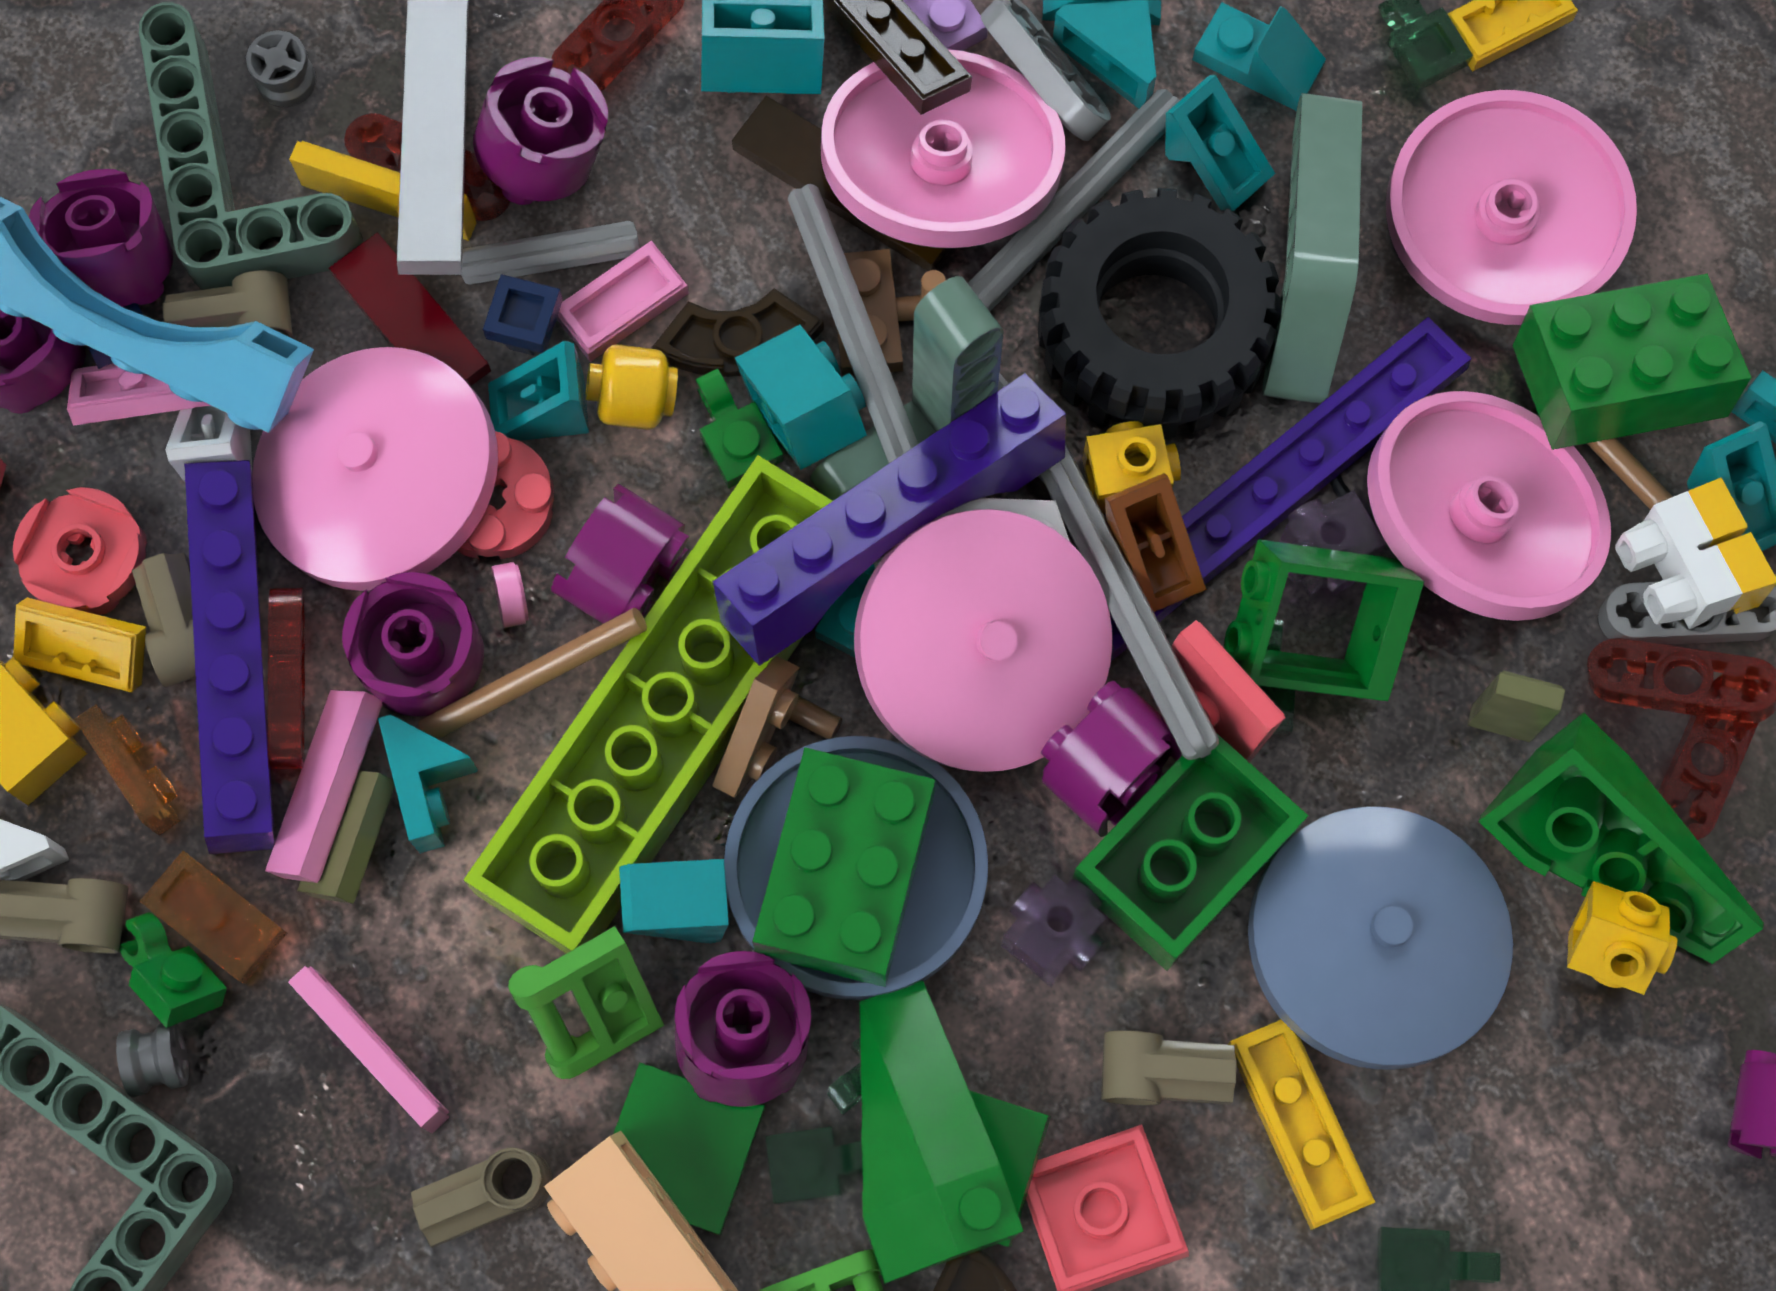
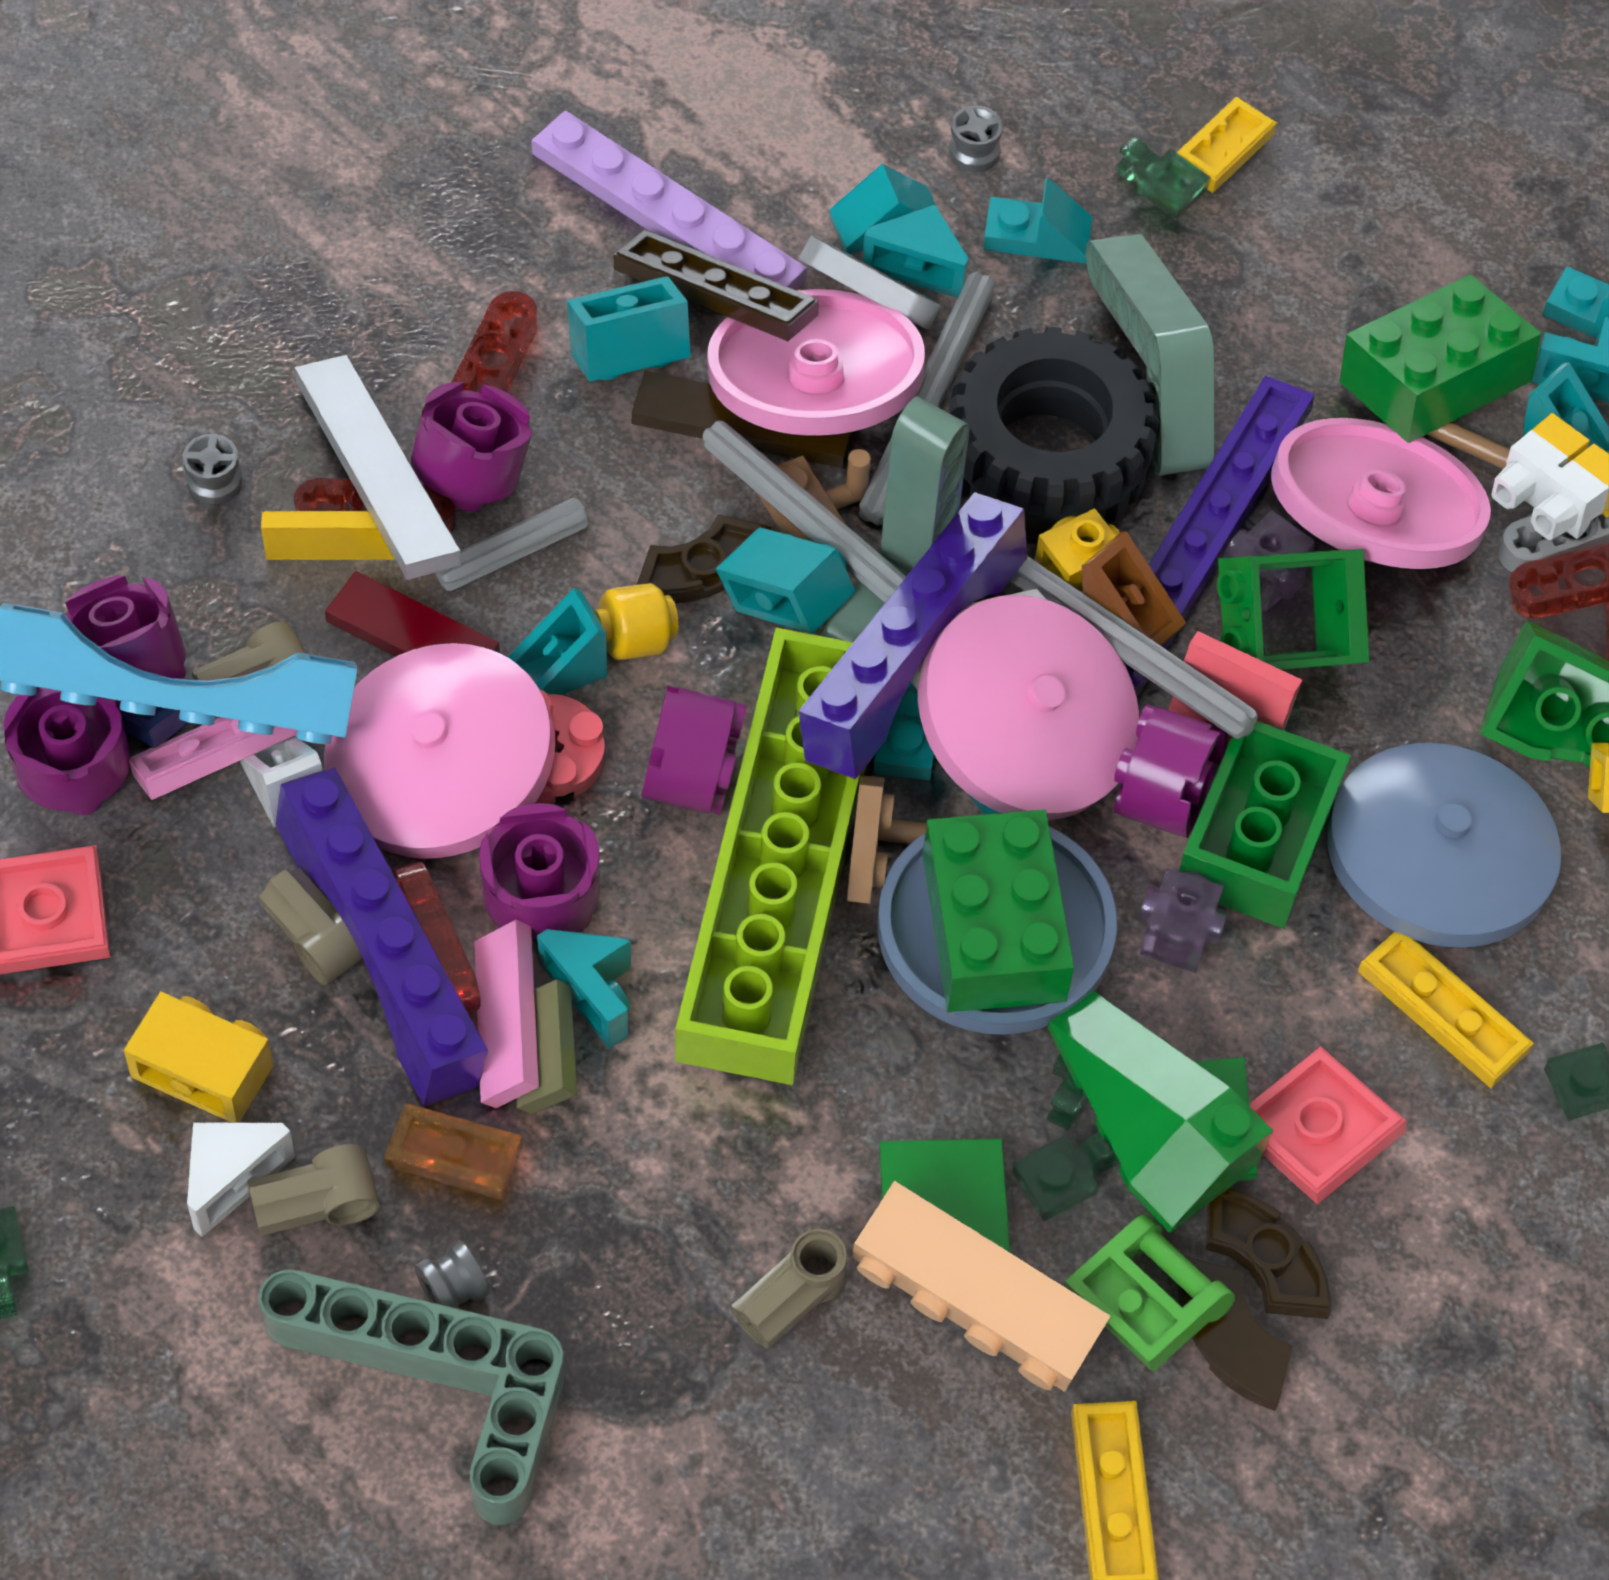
camera: 25 degrees left, 15 degrees down
(79, 644) = (236, 971): yellow plate -> none
(95, 583) = (207, 930): coral plate -> none
(144, 789) = (311, 1047): clear orange plate -> none
(168, 982) = (443, 1210): green plate -> none
(206, 173) = (119, 486): sand green beam -> none
(369, 1048) = (642, 1207): bright pink tile -> none
(510, 594) = (601, 812): bright pink tile -> none
(522, 314) = (516, 593): dark blue tile -> none
(534, 674) = (661, 855): medium nougat bar -> none
(607, 993) = (837, 1089): bright green plate -> none
(621, 301) = (591, 560): bright pink tile -> none
(675, 900) = (867, 988): teal slope -> none
(732, 1065) = (961, 1075): magenta brick -> none
(735, 433) = (736, 638): green plate -> none
(1148, 1069) = (1306, 1004): dark tan piece -> none
(1218, 144) = (1033, 290): teal slope -> none
(1510, 204) = (1291, 273): bright pink dish -> none
(1516, 706) = (1472, 630): olive tile -> none

